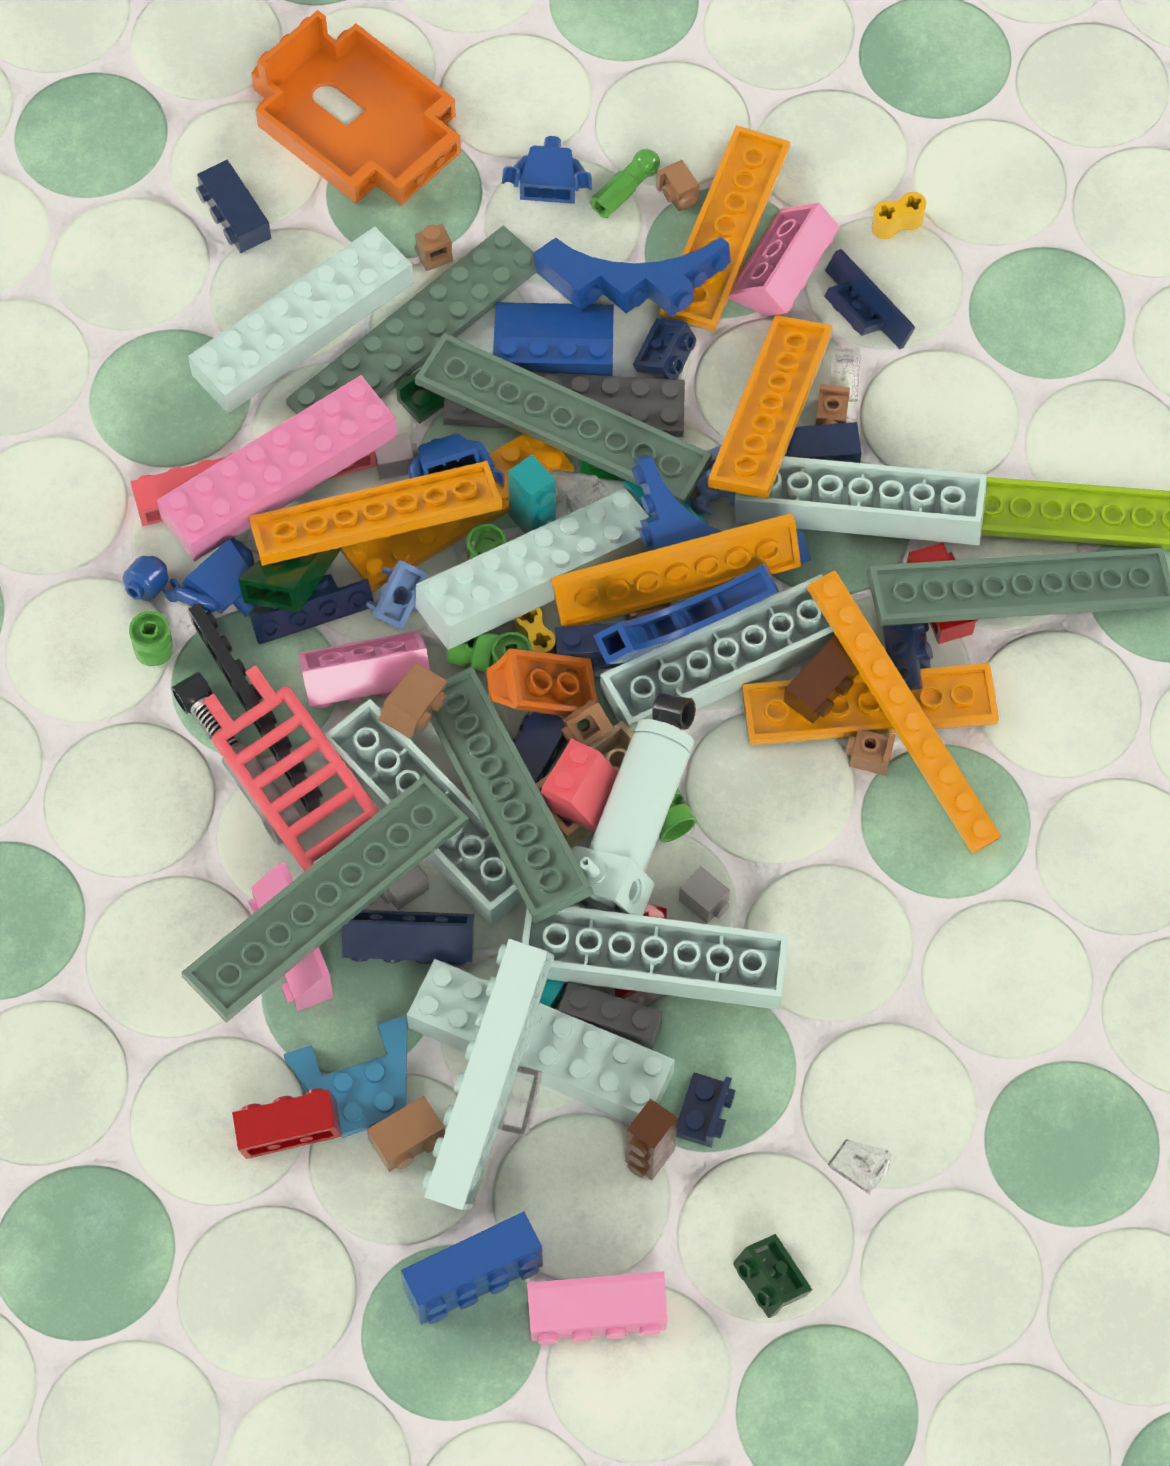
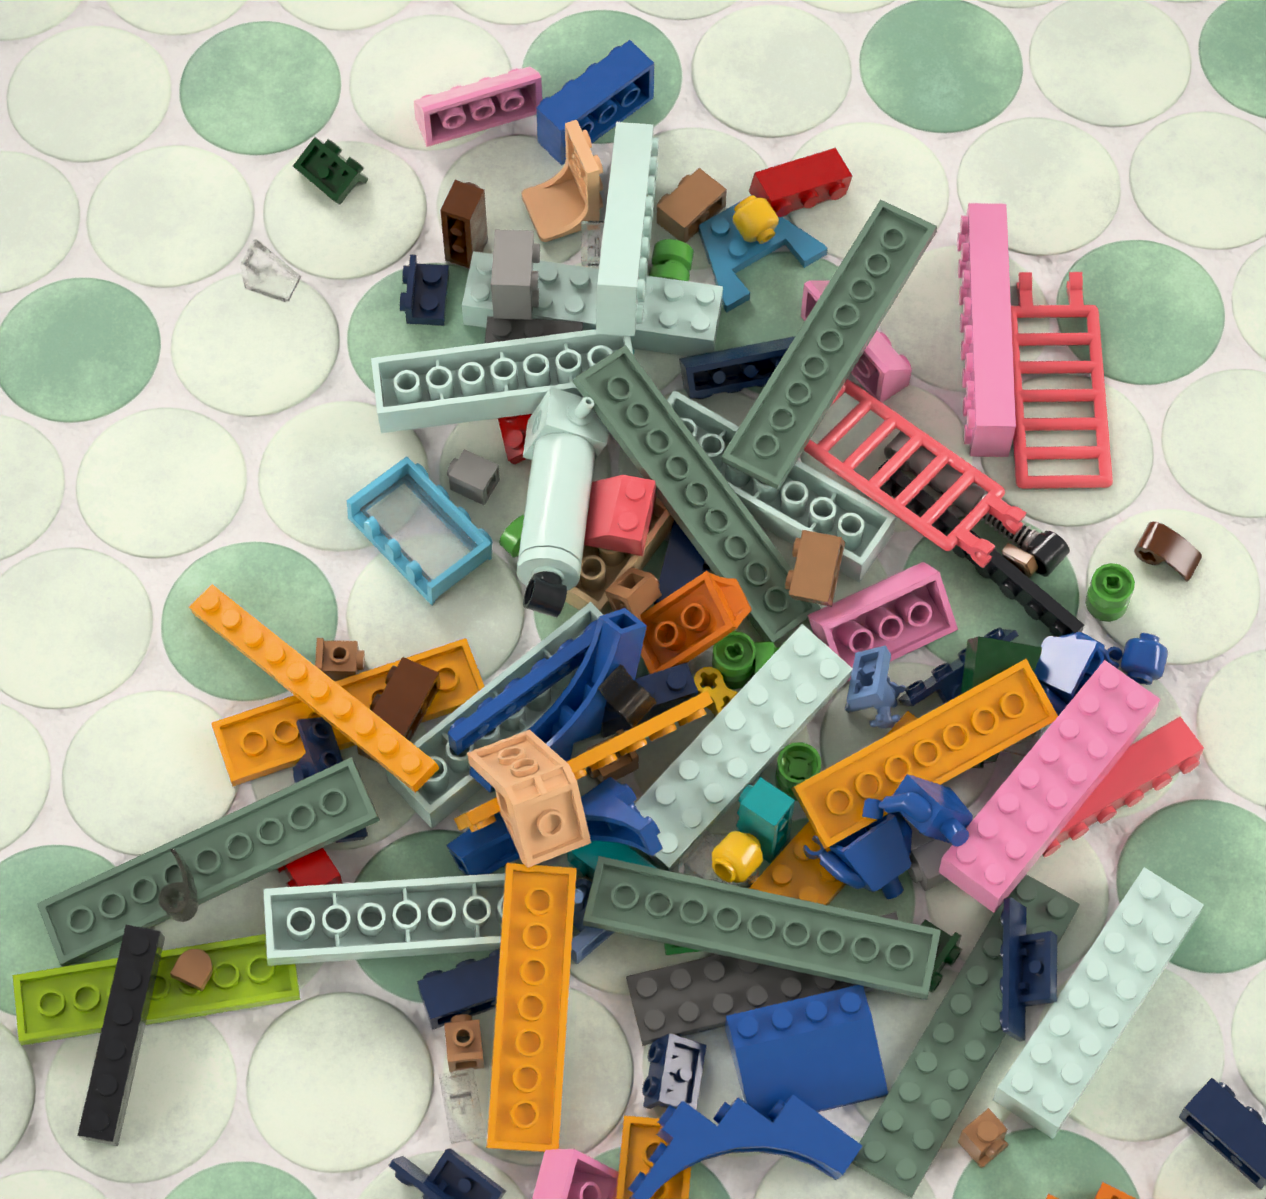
camera: 165 degrees right, 0 degrees up
(82, 671) = (1163, 544): none -> reddish brown panel
(145, 883) = (1097, 394): none -> coral bar
(161, 912) = (986, 330): none -> bright pink brick
(220, 688) = (1020, 559): none -> medium nougat tile
(349, 1083) = (755, 219): none -> yellow head
(353, 339) = (1027, 969): none -> dark blue bracket
(393, 456) = (928, 807): none -> blue torso
(449, 1061) = (672, 260): none -> bright green wheel
(535, 1169) = (571, 194): none -> light nougat bracket
(569, 473) = (736, 857): none -> yellow head
(618, 611) = (626, 696): none -> clear smoke panel
(618, 1041) = (513, 279): none -> light grey slope
(694, 653) = (520, 692): none -> blue plate
(735, 538) = (535, 796): none -> light nougat bracket
(766, 855) = (419, 529): none -> window
(1049, 510) = (193, 968): none -> medium nougat tile
(1052, 553) = (172, 892): none -> clear smoke panel
(1117, 466) = (121, 1035): none -> black brick

